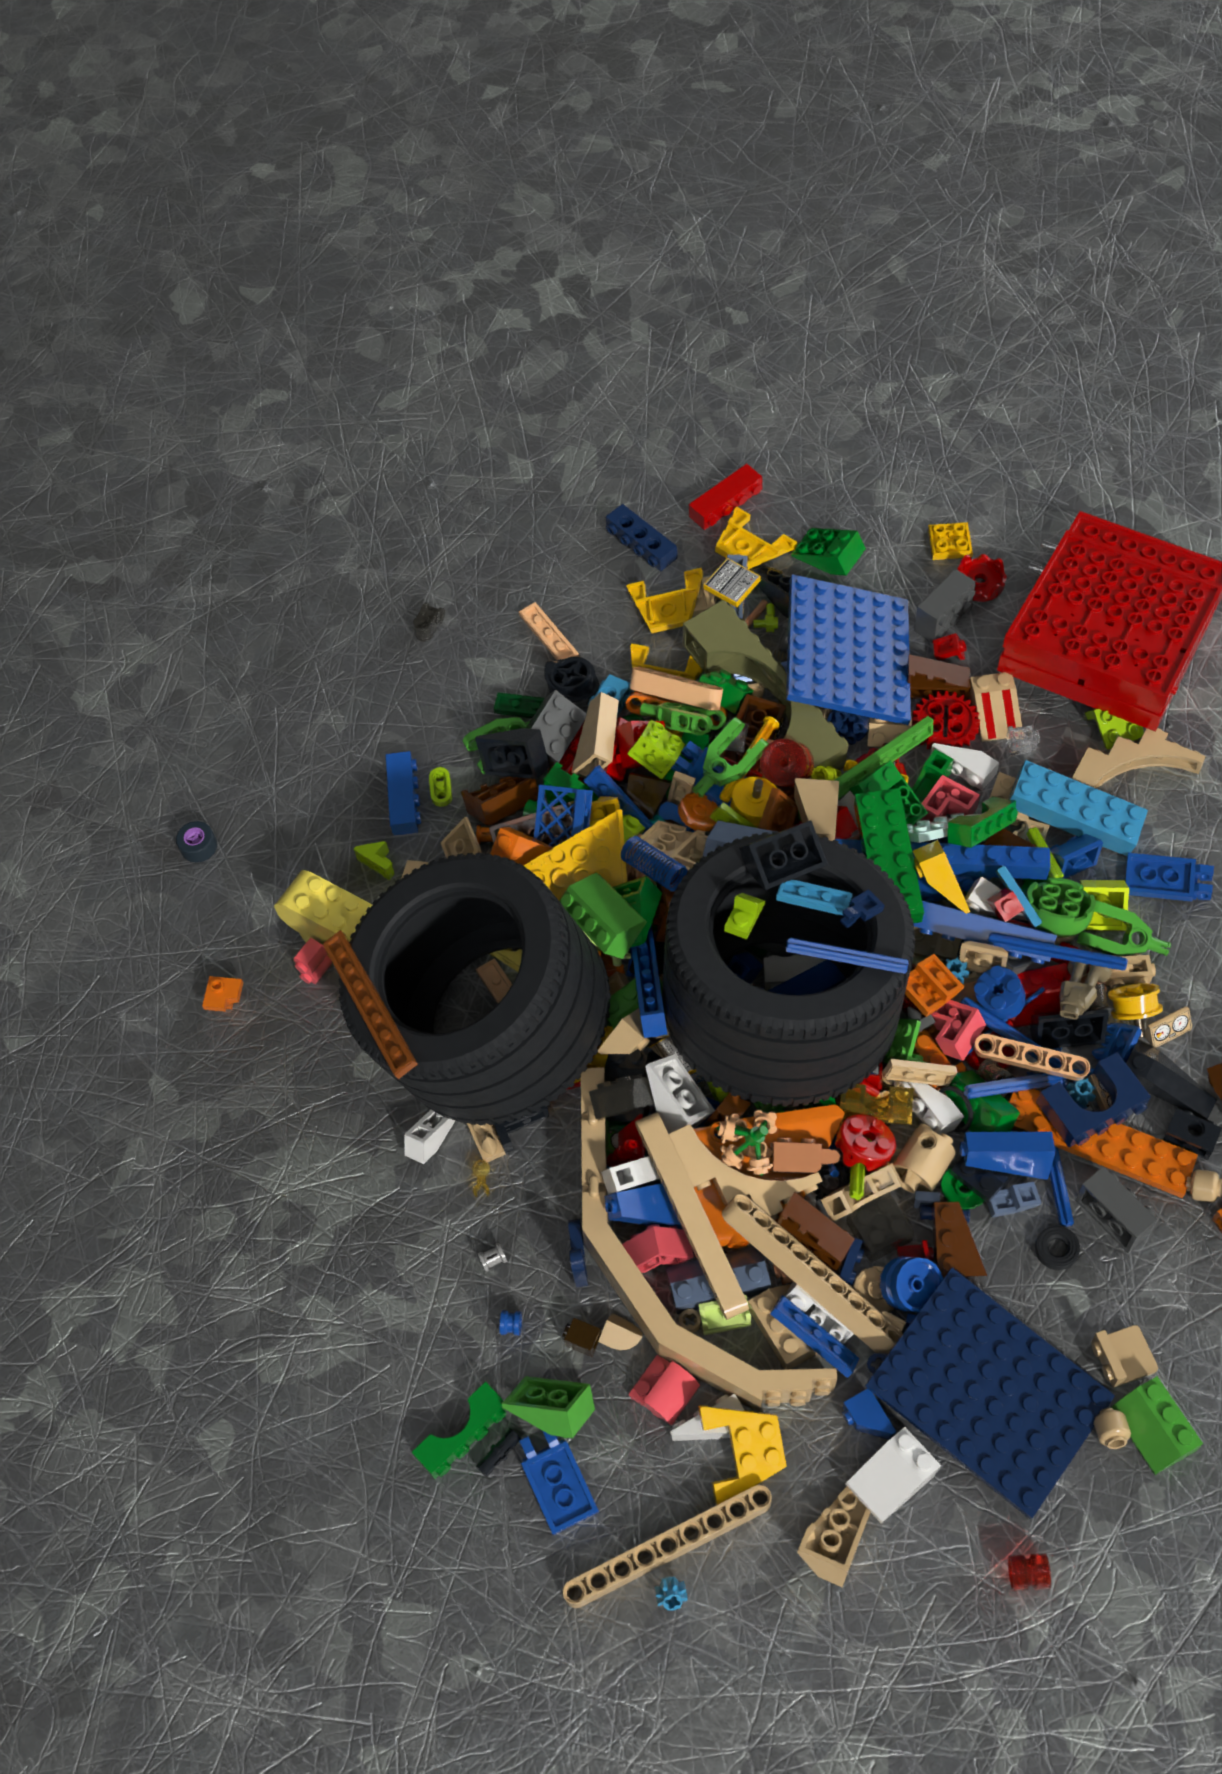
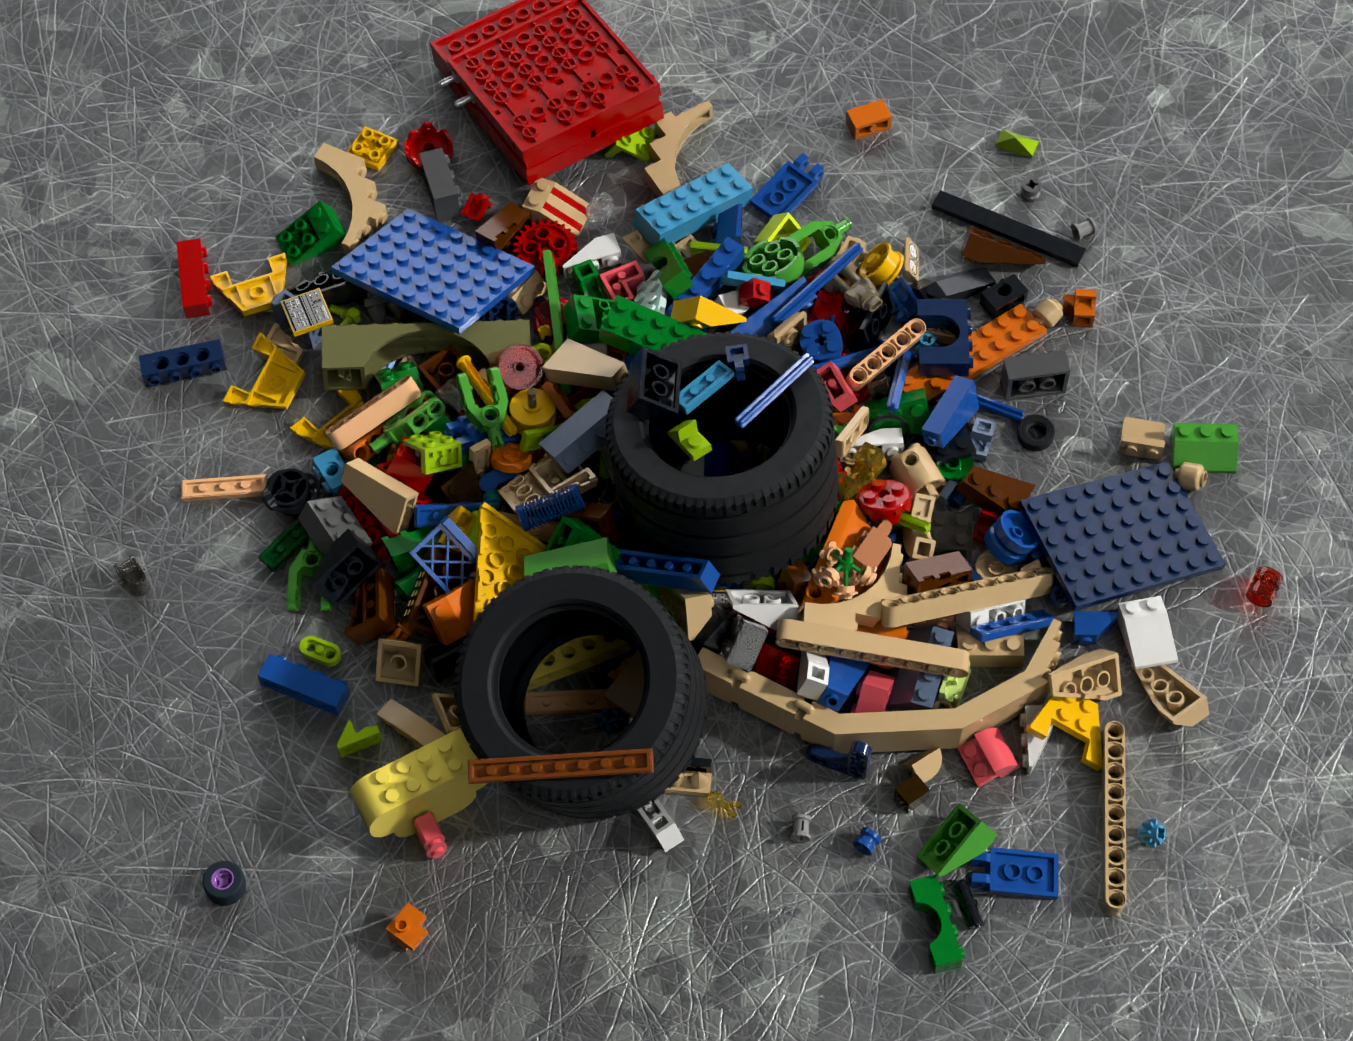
camera: 65 degrees left, 0 degrees up
(804, 1440) = (1088, 677): none -> tan wedge
(894, 559) = (362, 192): none -> tan arch

